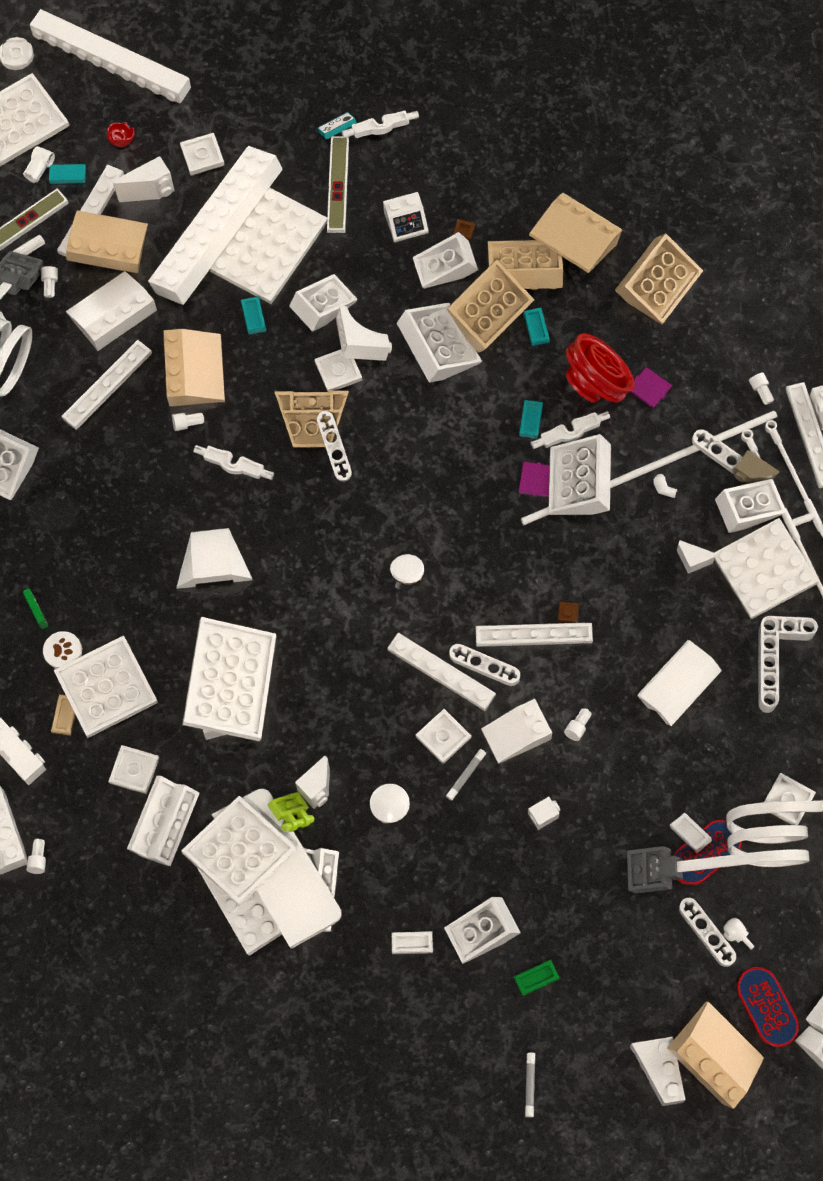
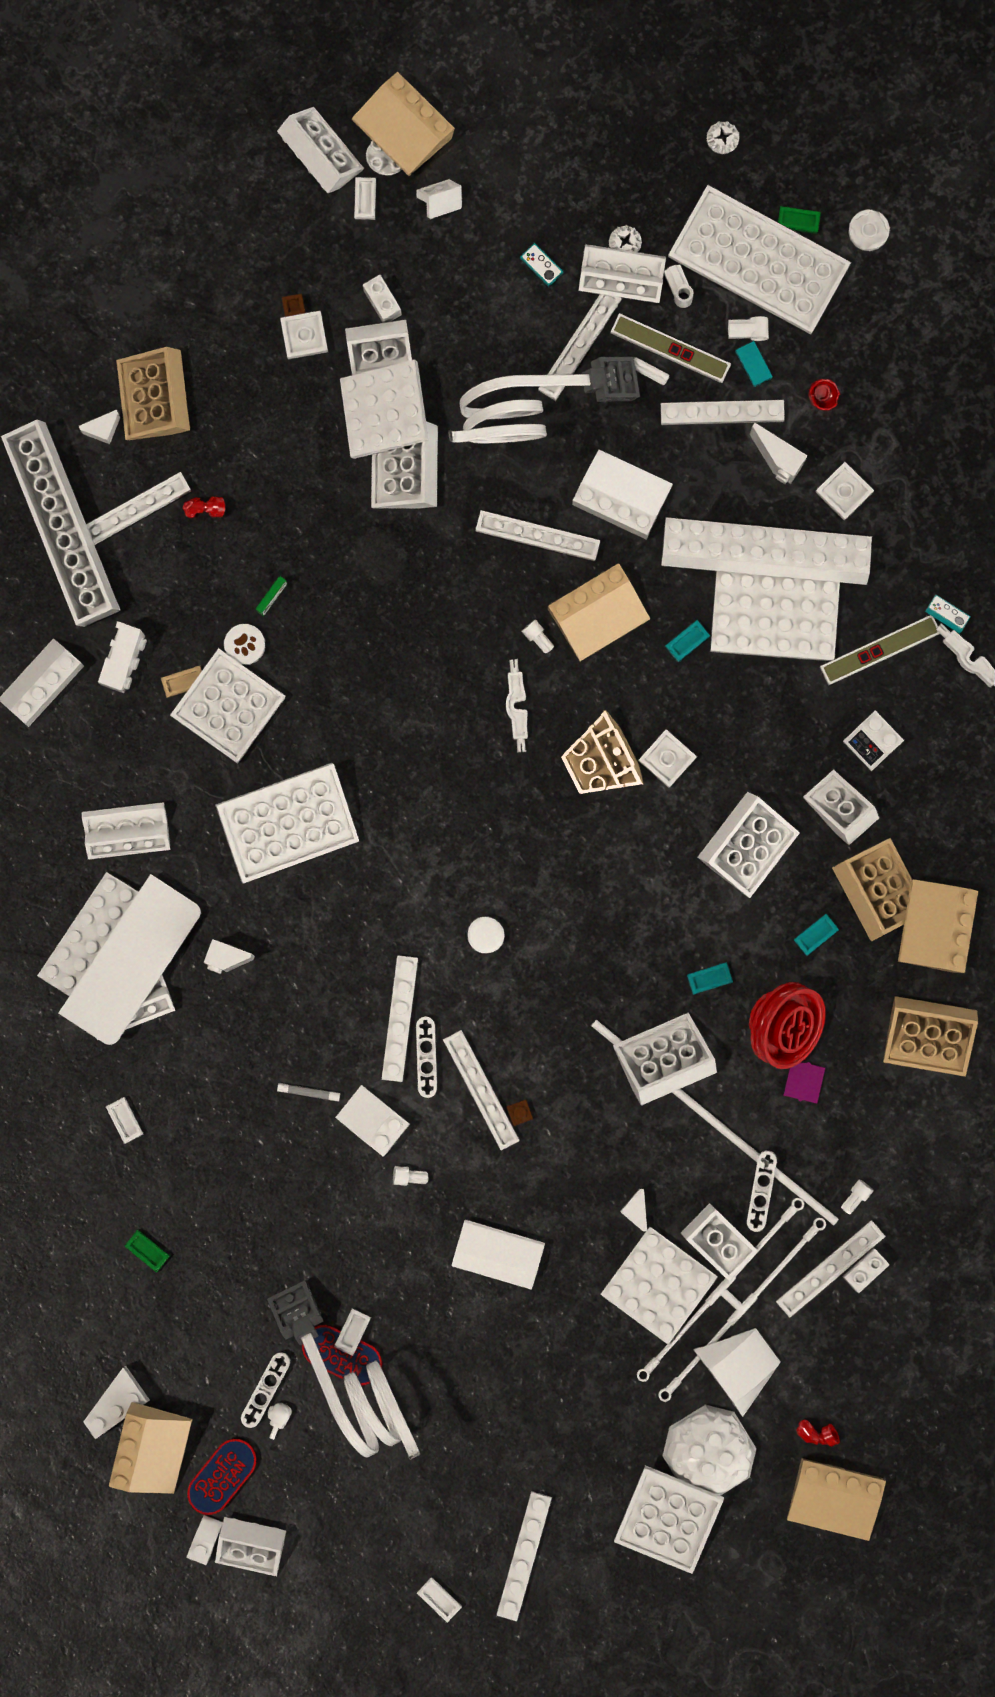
camera: 65 degrees right, 15 degrees up
(36, 861) = (31, 734): white piece -> none
(49, 276) = (626, 412): white piece -> none
(106, 241) = (694, 448): tan slope -> none
(110, 56) = (912, 332): white brick -> none
(133, 769) = (162, 776): white tile -> none
(212, 558) = (406, 738): white wedge -> none
(239, 850) = (125, 919): white plate -> none
(289, 806) = (190, 940): lime plate -> none
(321, 301) = (735, 704): white slope -> none
(337, 445) = (579, 798): white beam -> none
(359, 341) = (705, 764): white arch -> none
(389, 803) = (245, 1034): white dish -> none
(443, 736) = (334, 1052): white plate -> none
(465, 228) = (889, 808): reddish brown plate -> none
(482, 929) = (166, 1180): white slope -> none
(489, 306) = (806, 880): tan slope -> none
(530, 1080) = (47, 1291): light grey bar -> none
(535, 479) = (646, 1013): magenta piece -> none
(544, 812) = (305, 1184): white brick -> none
(561, 434) = (708, 1016): white piece -> none
(662, 487) = (698, 1144): white arm -> none
(753, 469) = (755, 1227): dark tan slope -> none
(772, 655) = (570, 1332): white beam -> none
(789, 790) = (432, 1410): white tile -> none

